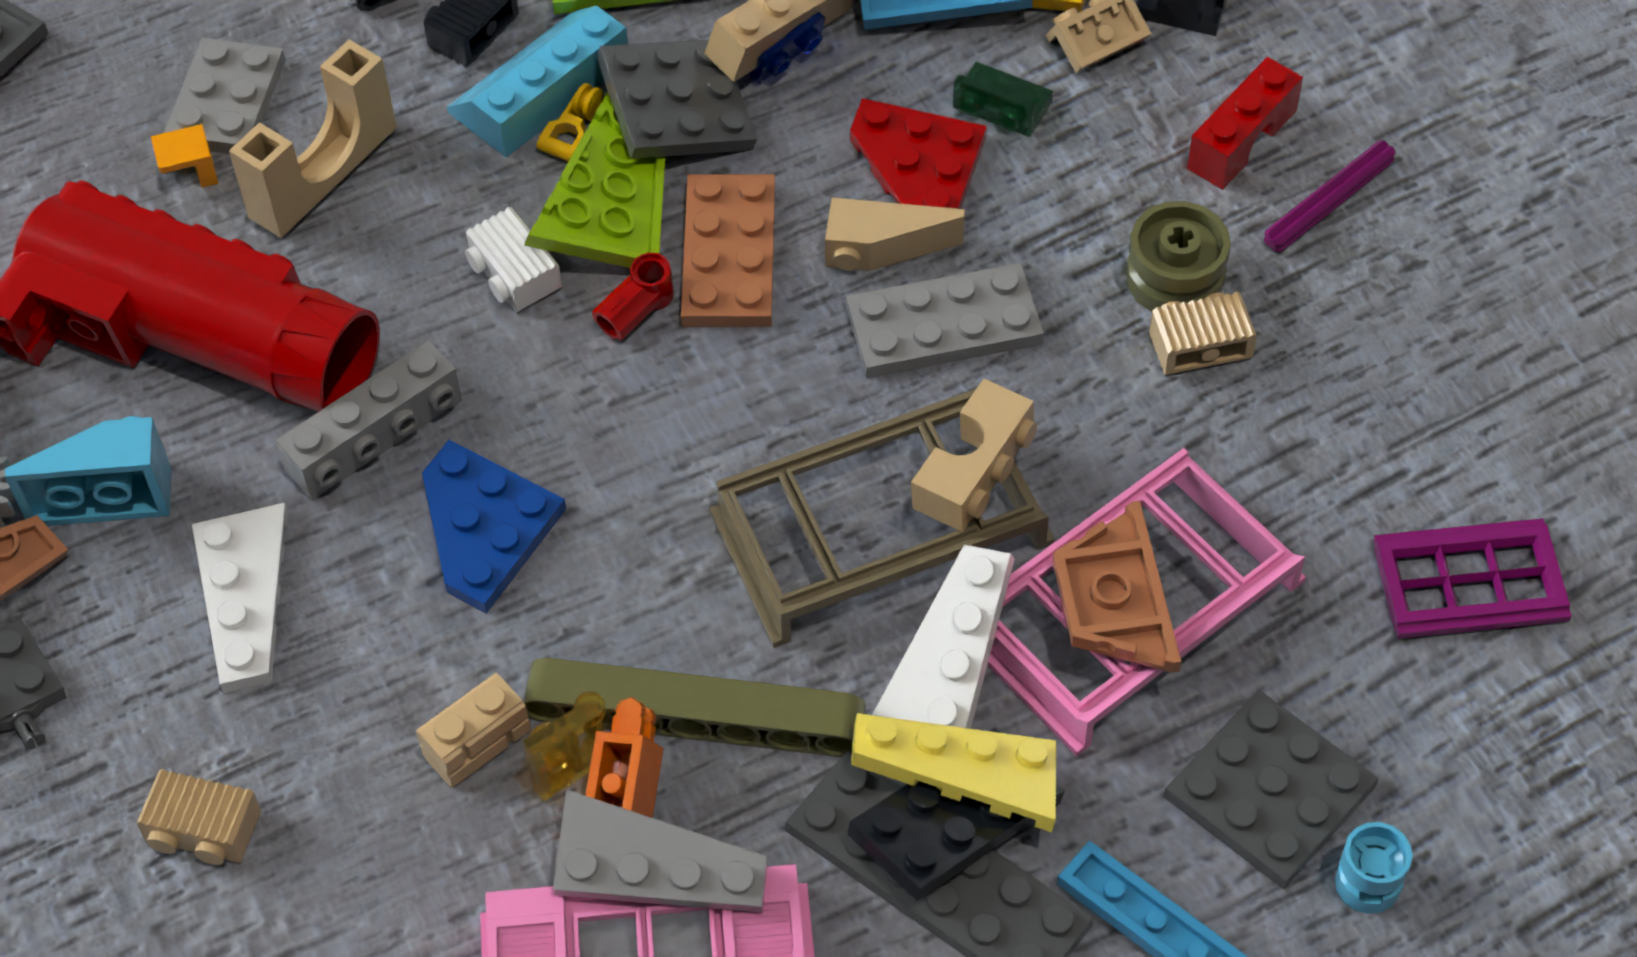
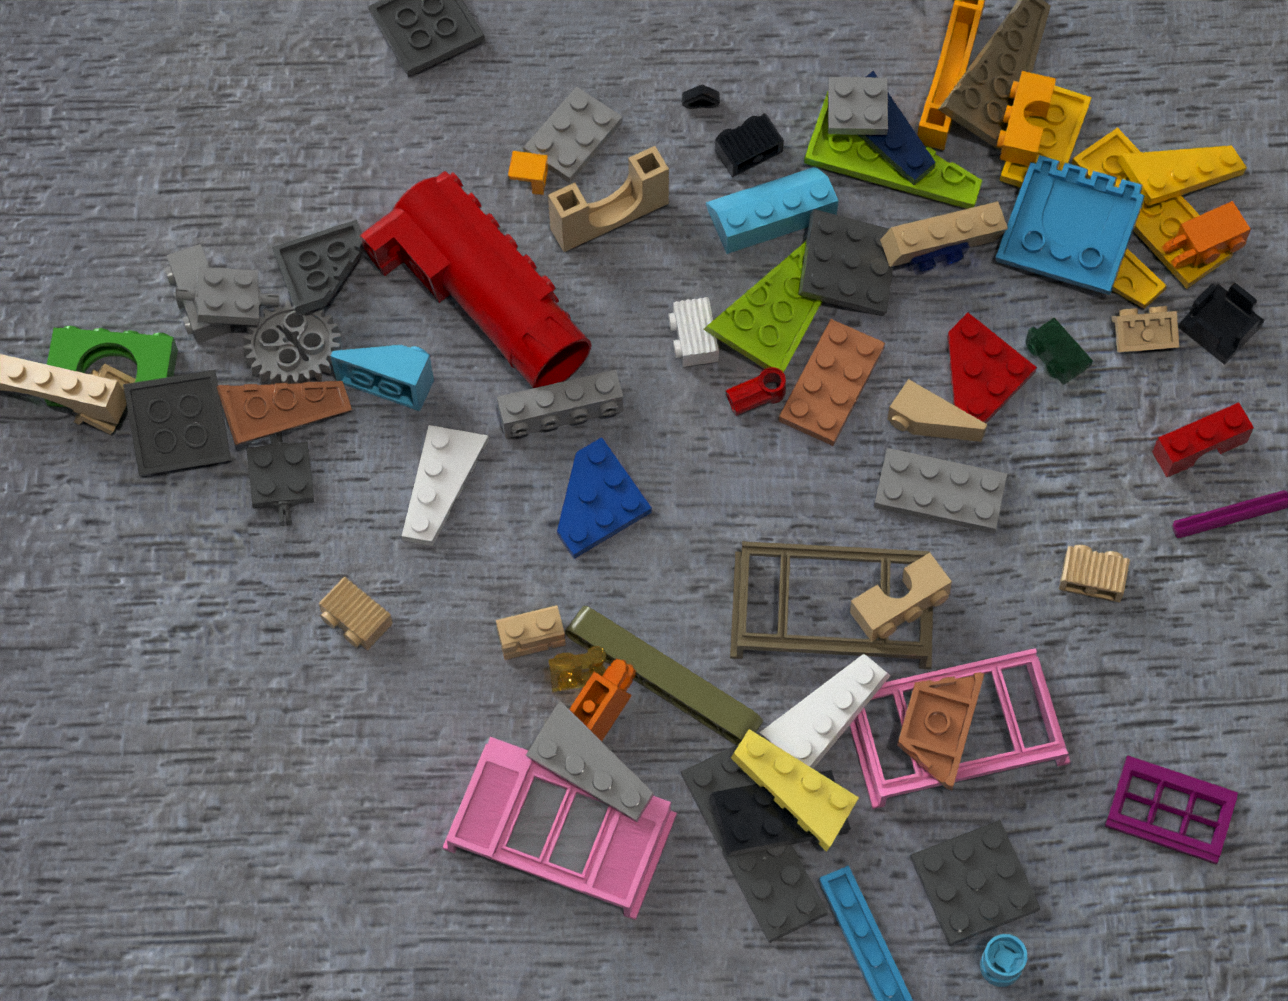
camera: 25 degrees right, 10 degrees up
(583, 104) = (791, 239): yellow piece -> none
(1177, 254) = (1105, 515): olive wheel -> none

